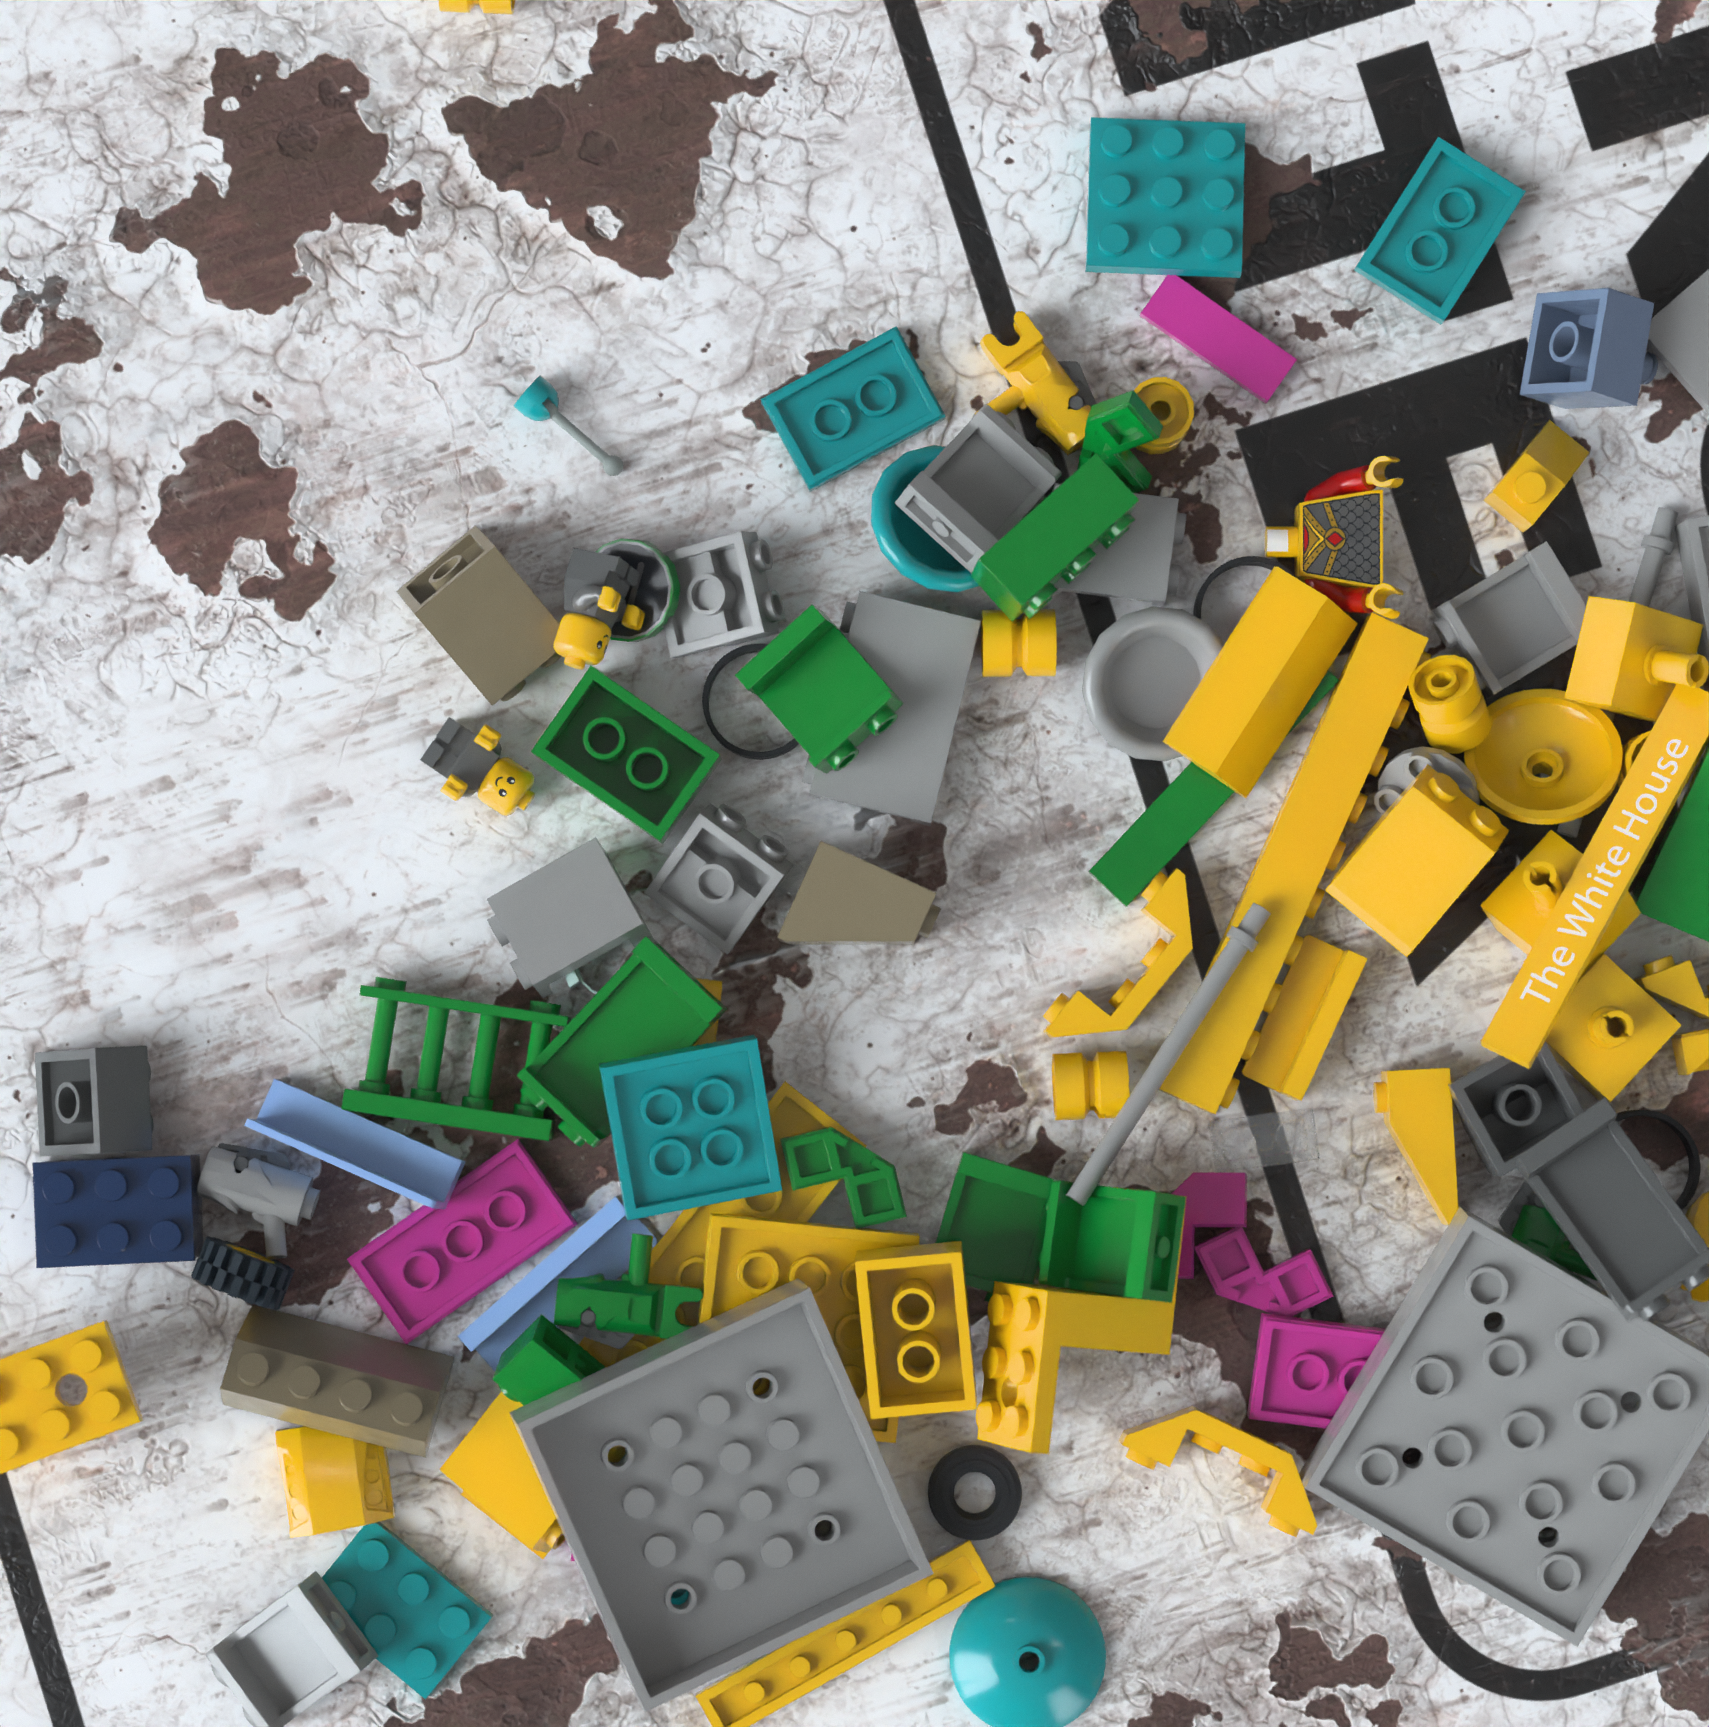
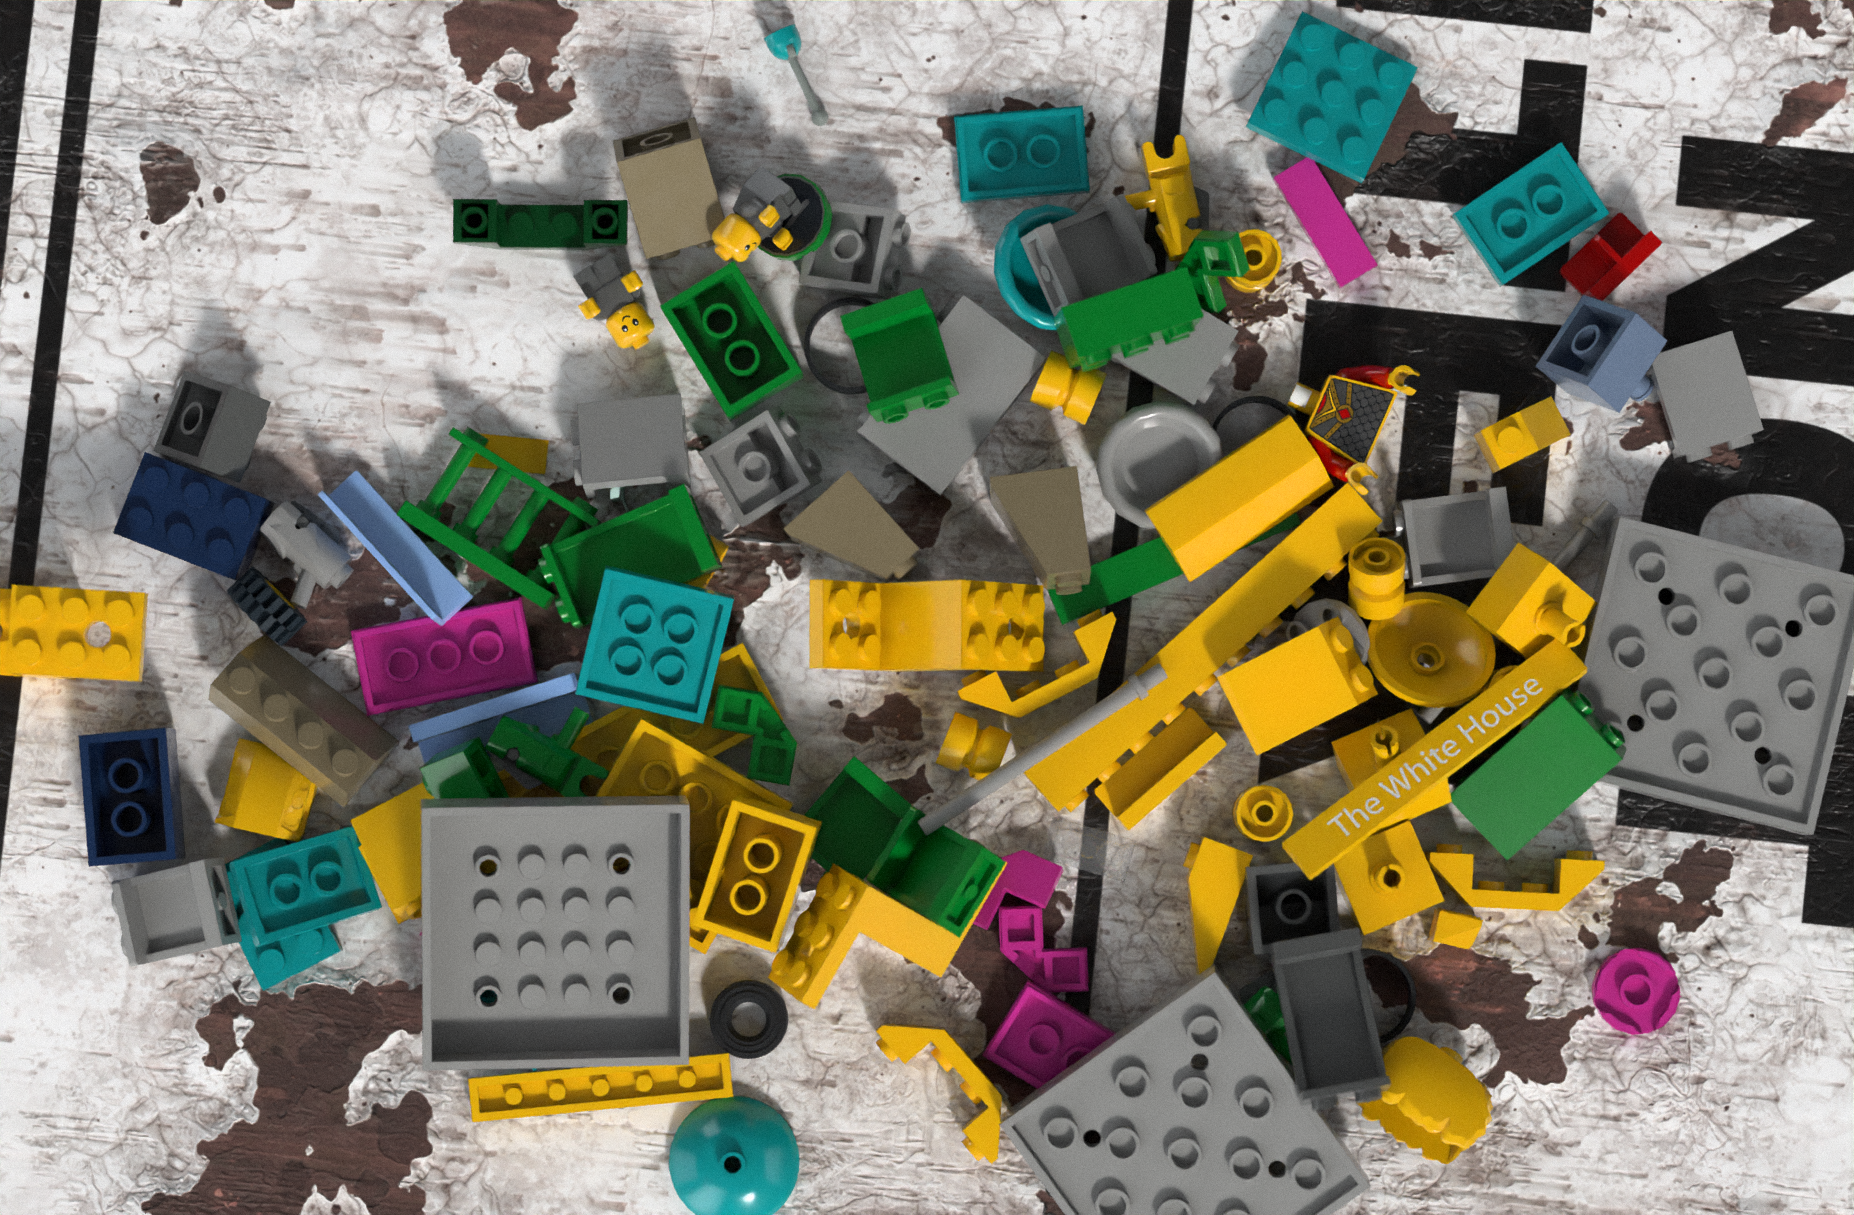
camera: 25 degrees right, 0 degrees up
(186, 1551) = (131, 796): none -> dark blue brick
(359, 720) = (540, 226): none -> dark green slope
(421, 1564) = (304, 886): none -> teal plate
(448, 979) = (524, 453): none -> yellow sticker
(980, 974) = (926, 626): none -> yellow bracket
(1063, 804) = (1047, 524): none -> dark tan slope
(1438, 1017) = (1262, 813): none -> yellow wheel
(1546, 241) = (1609, 258): none -> red panel

